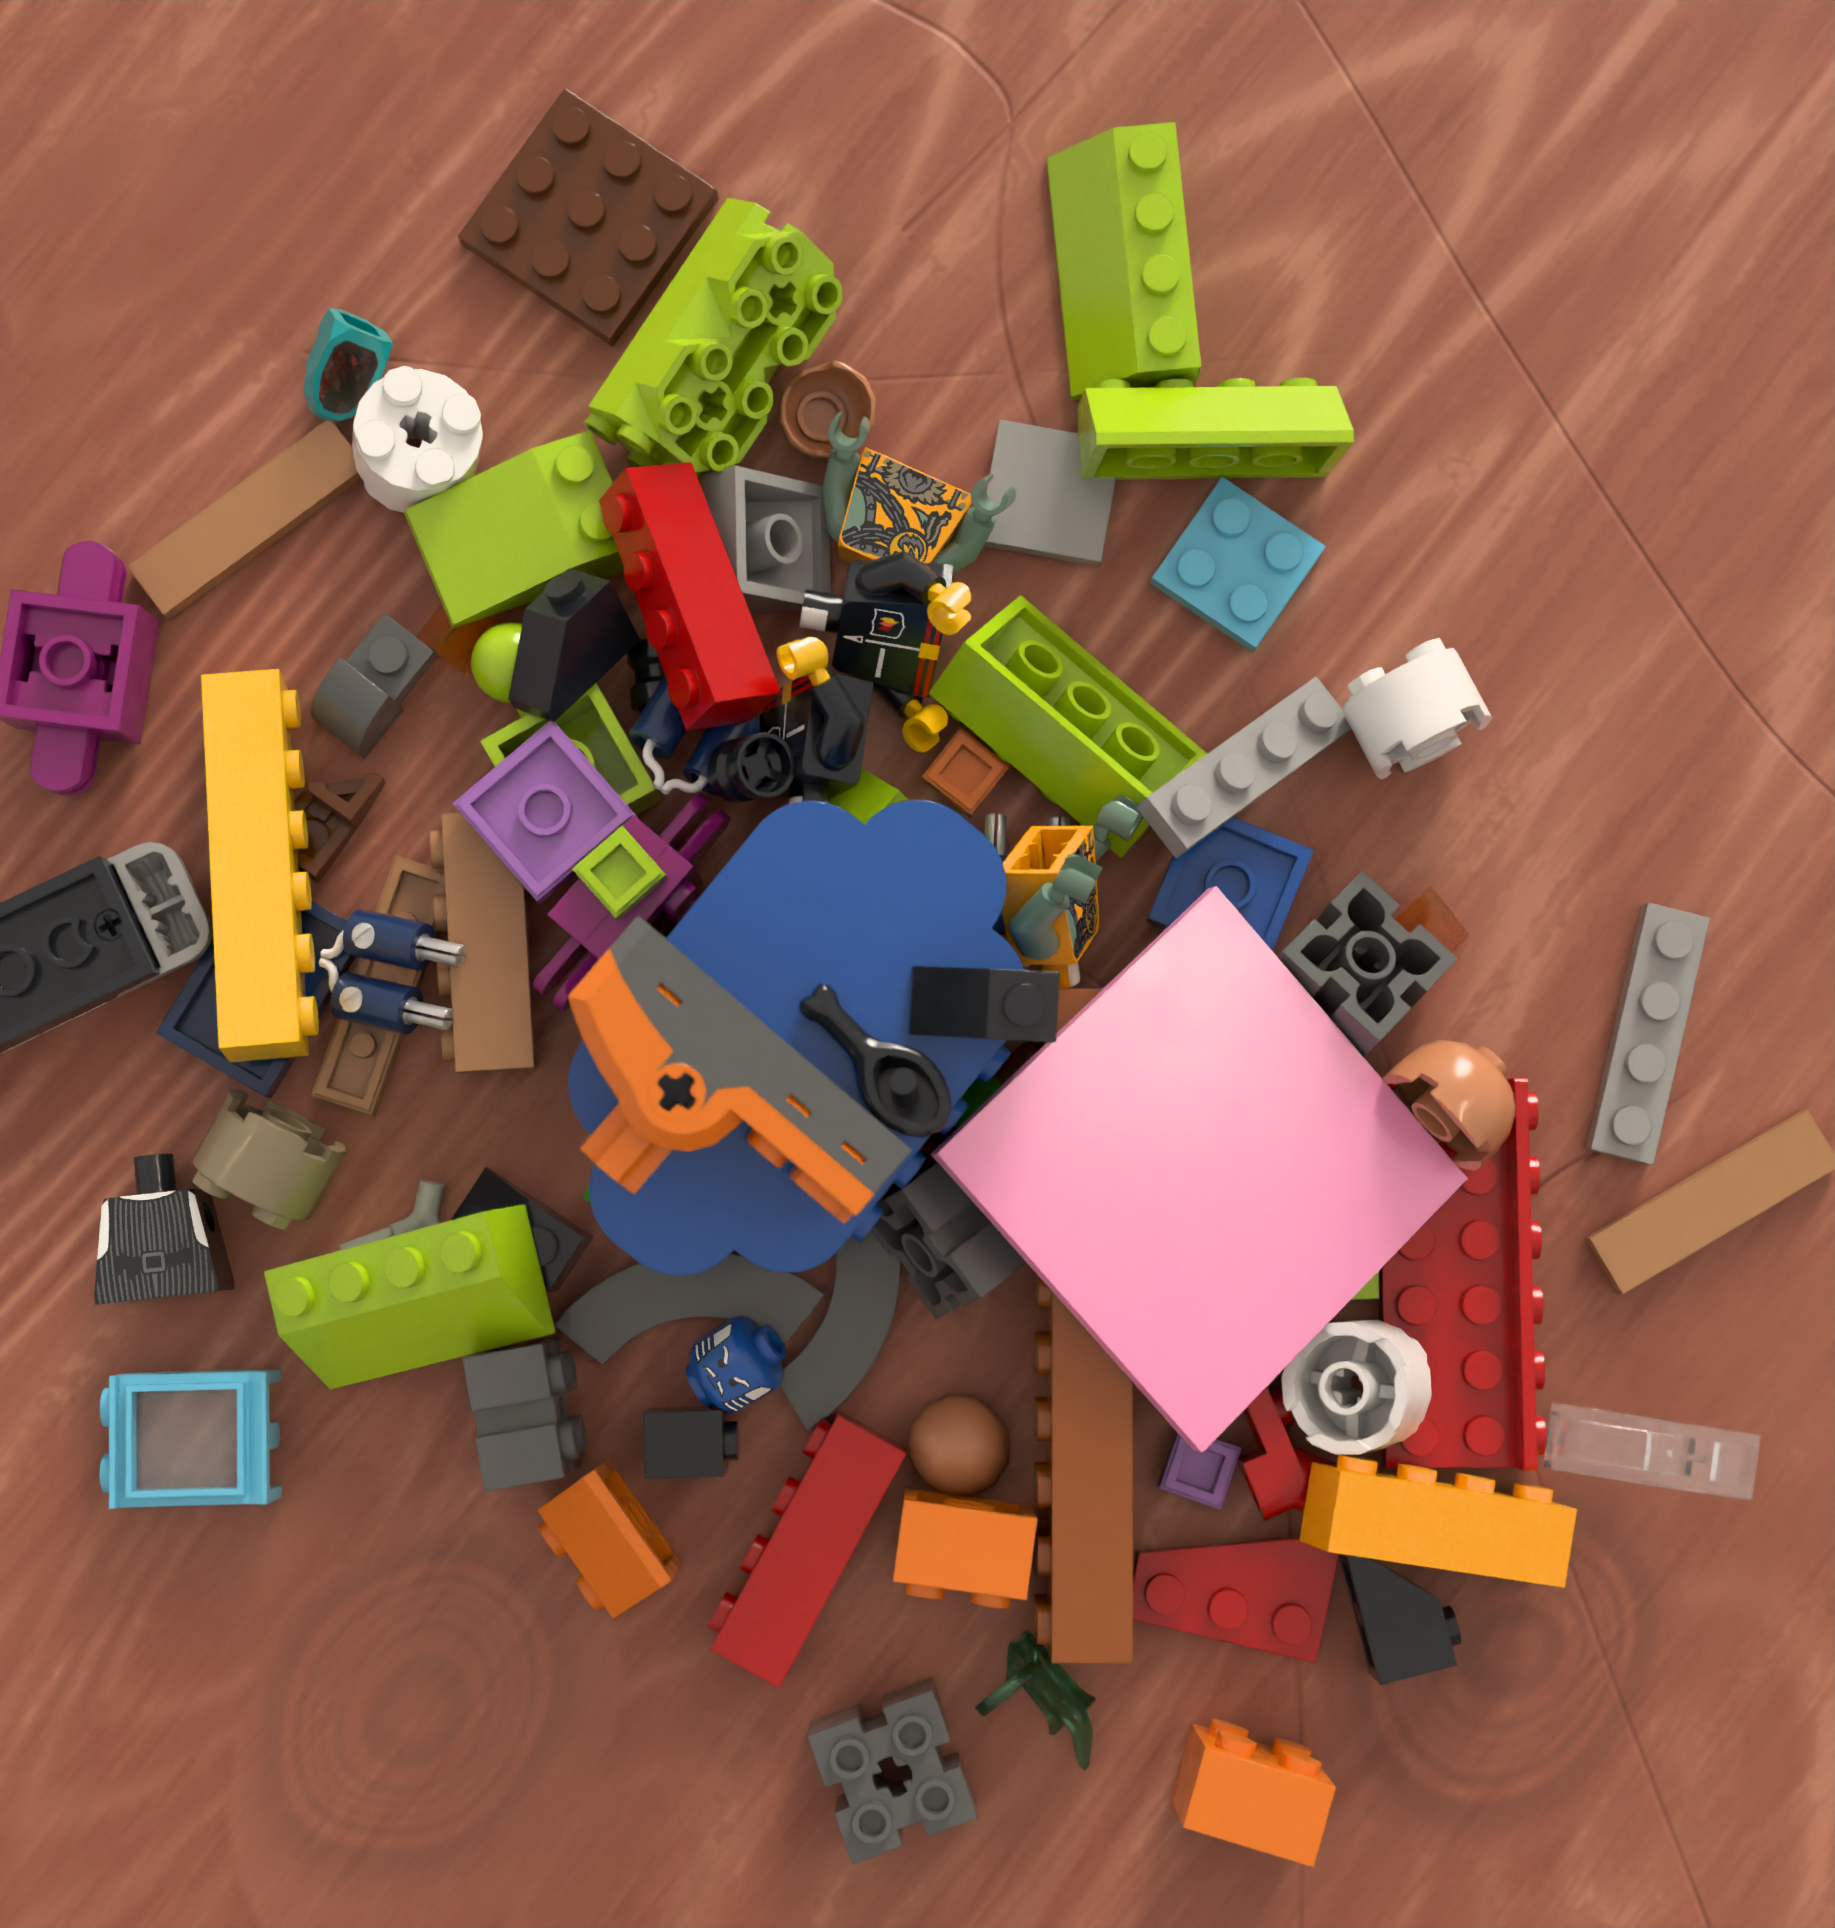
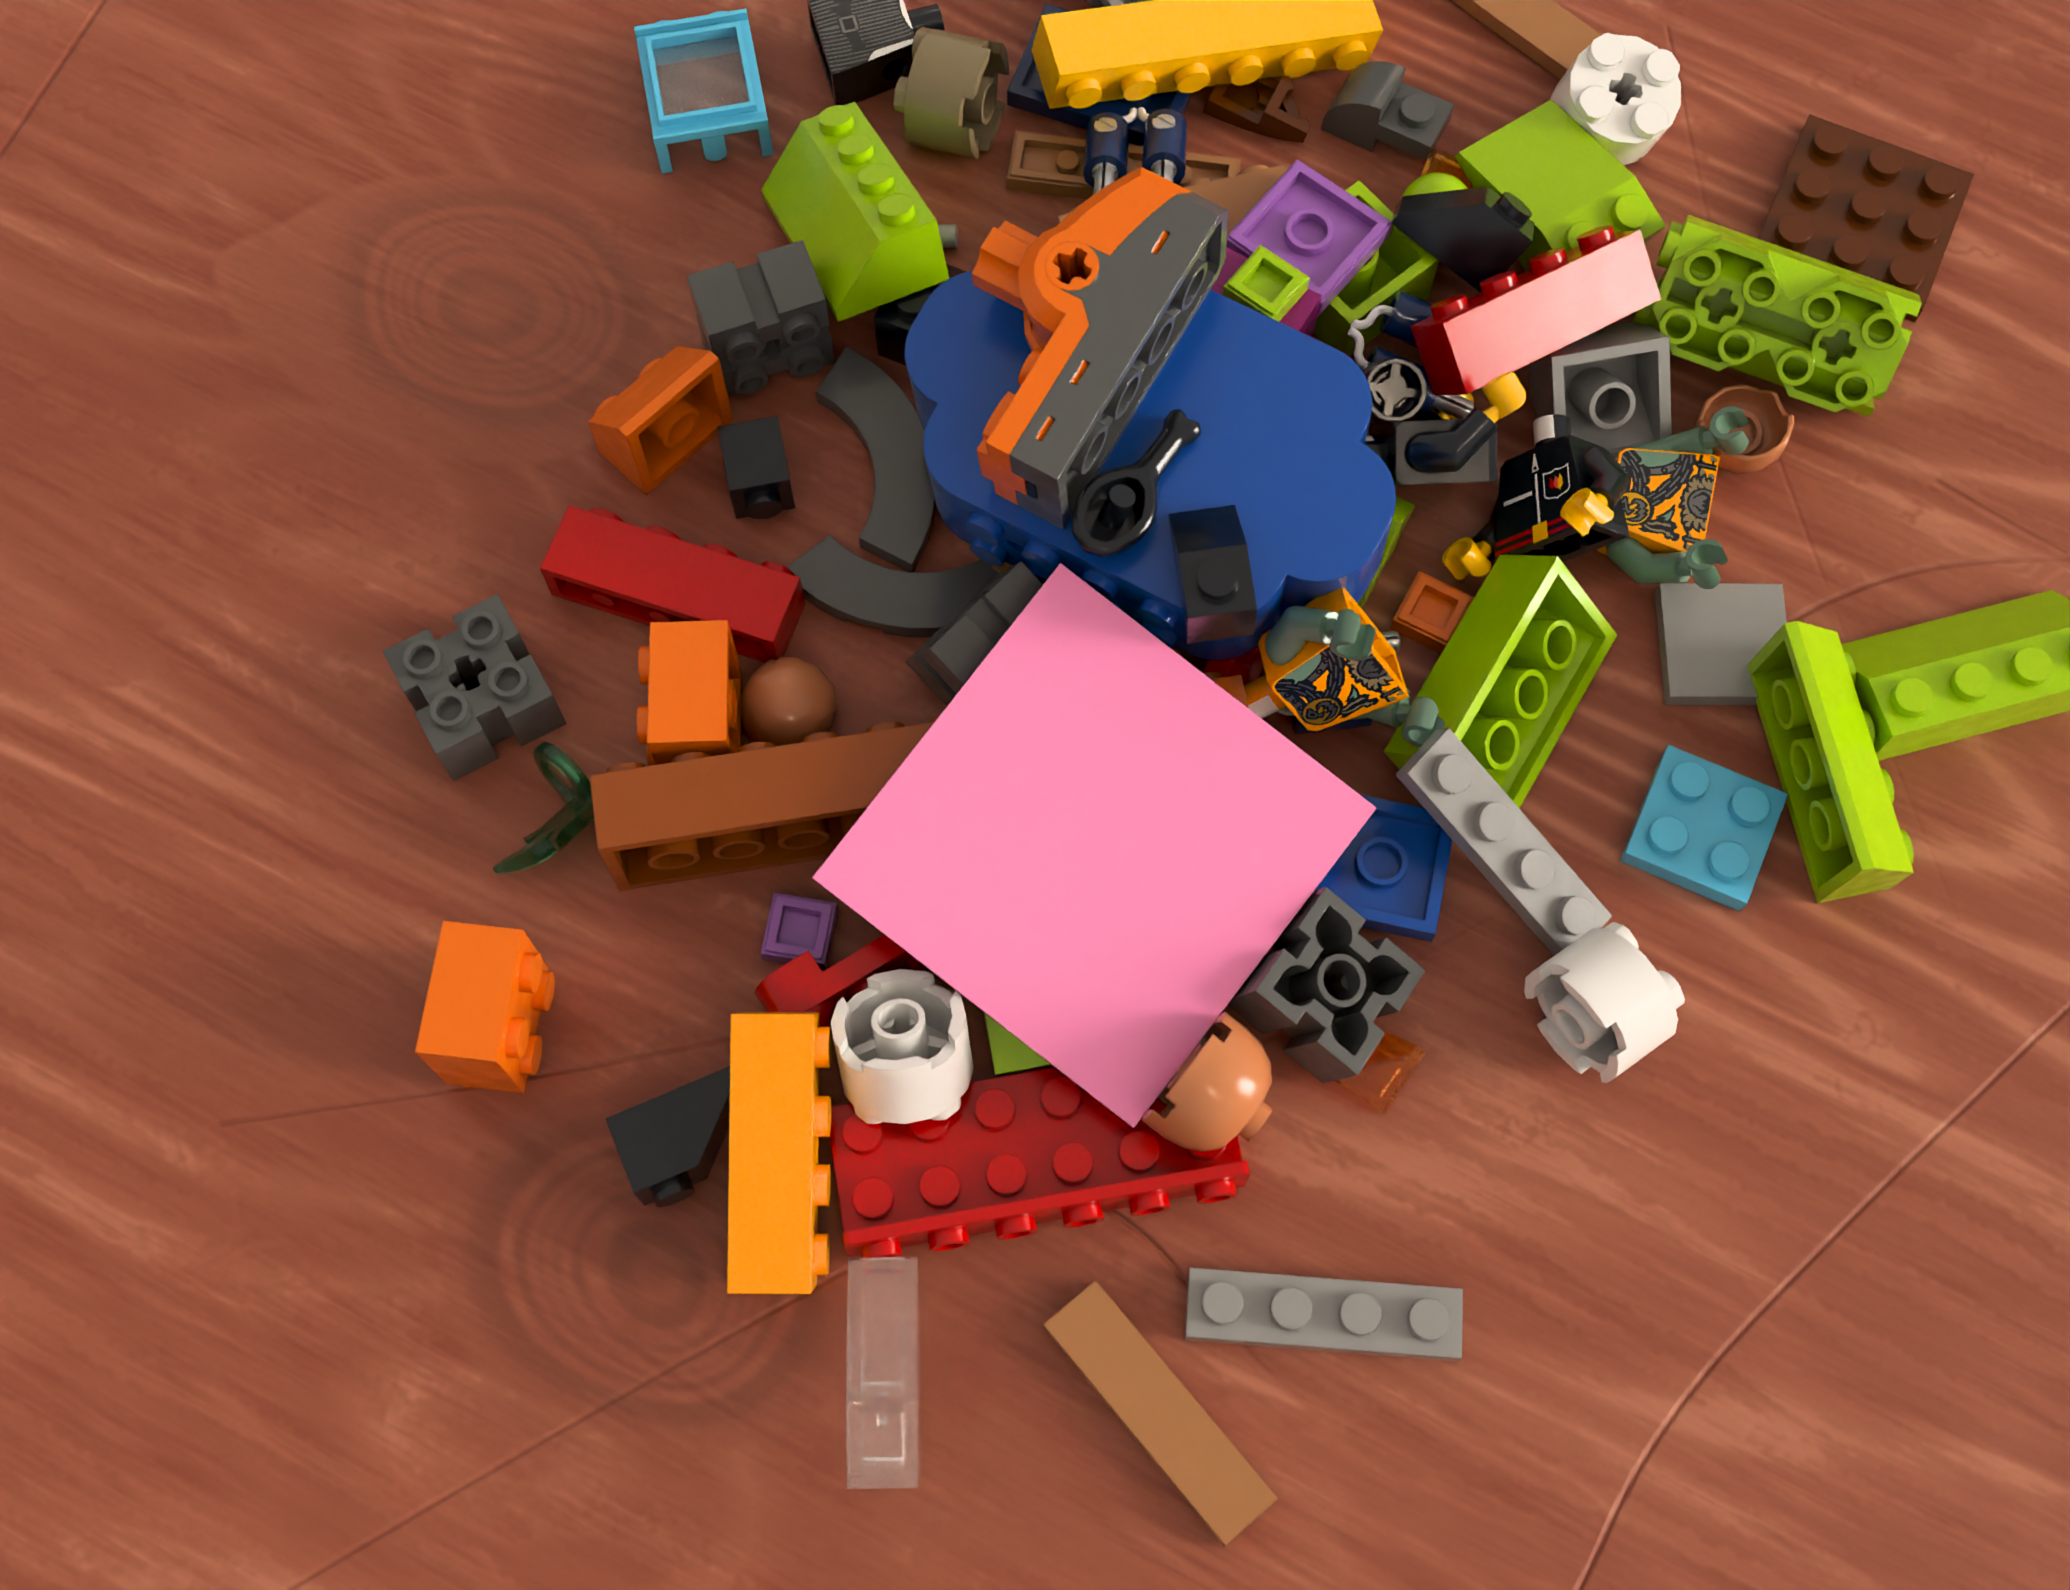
camera: 80 degrees right, 15 degrees down
(344, 364) = (1684, 34): rock -> none
(736, 1364) = (833, 492): blue head -> none
(1242, 1593) = (678, 985): red wing -> none

